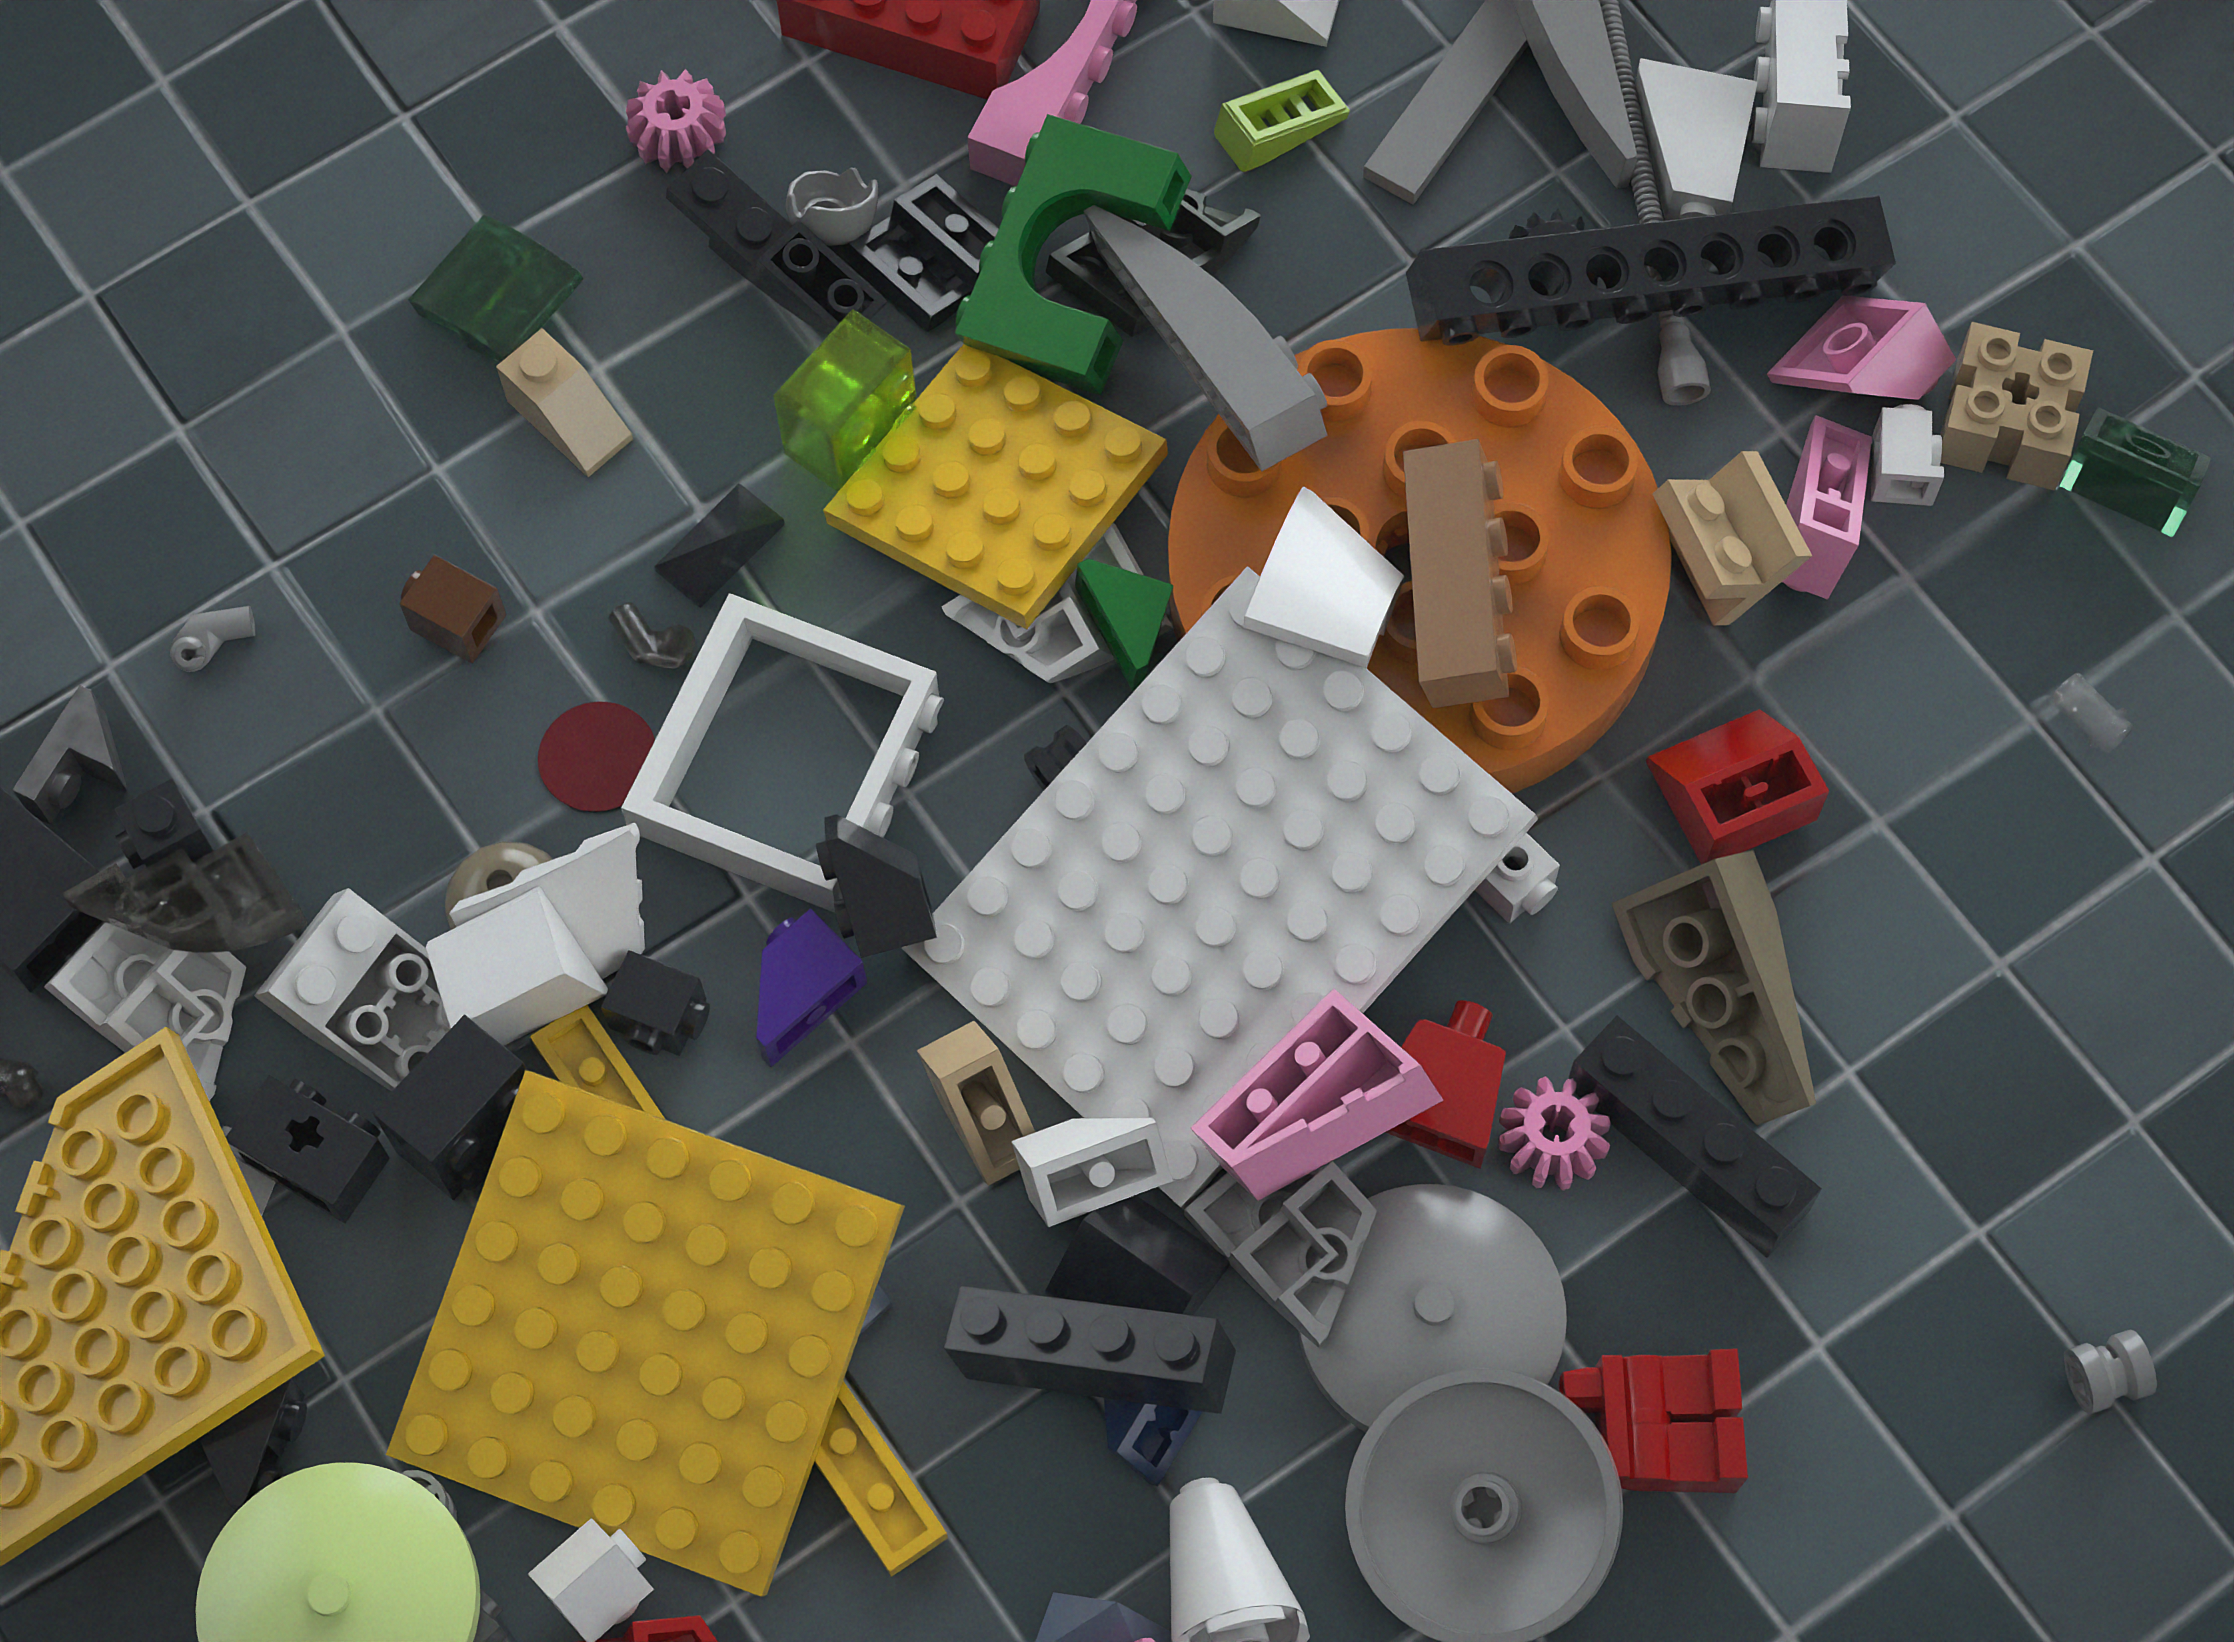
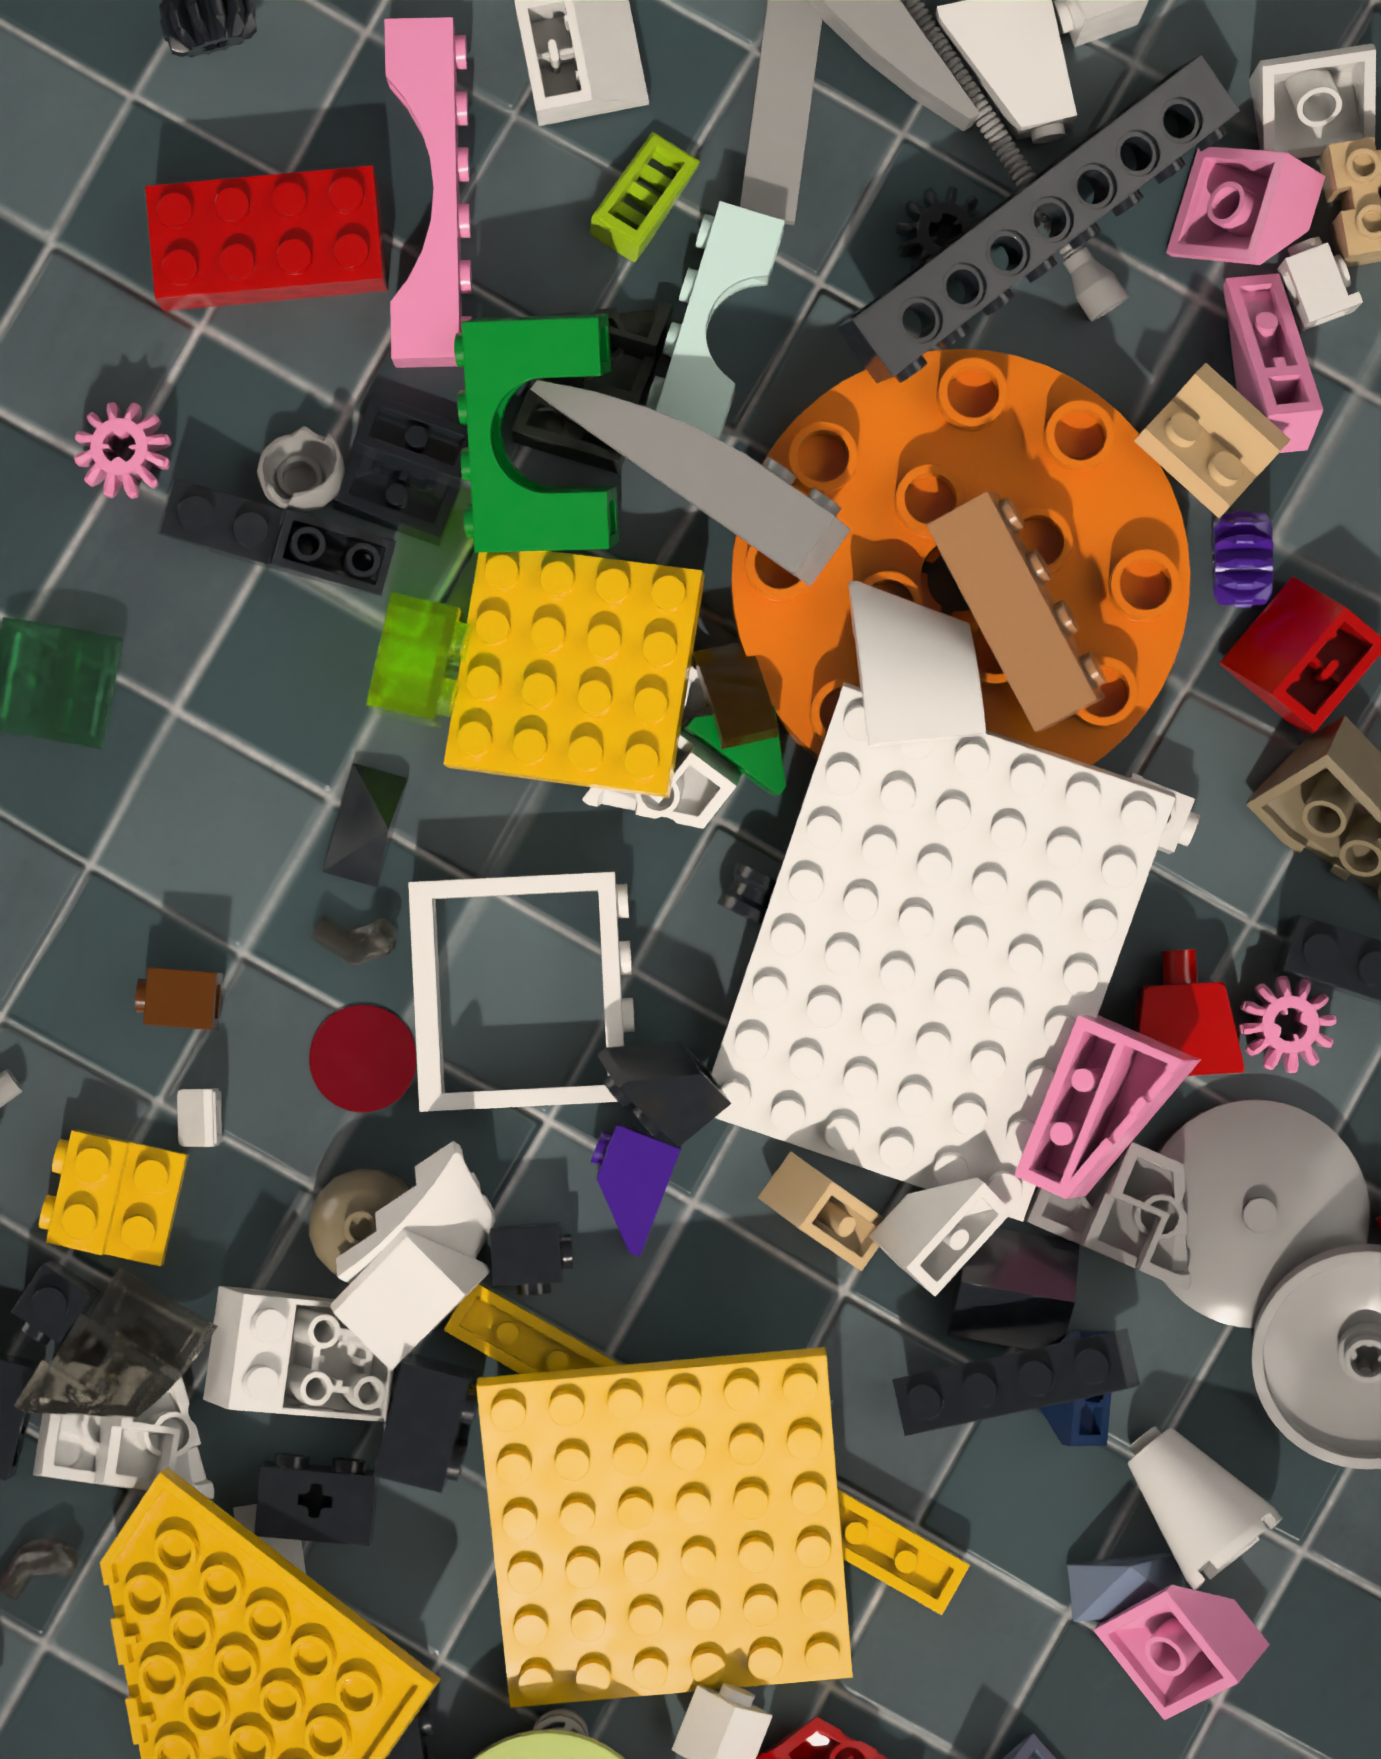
camera: 30 degrees left, 20 degrees up
(280, 768) = (113, 1197): none -> yellow plate
(410, 734) = (199, 1117): none -> white slope
(563, 402) = (172, 766): tan slope -> none
(1139, 557) = (735, 695): none -> dark brown slope
(1341, 198) = (736, 256): none -> light aqua arch
(1713, 661) = (1242, 559): none -> dark purple gear
(1981, 280) = (1315, 99): none -> white slope

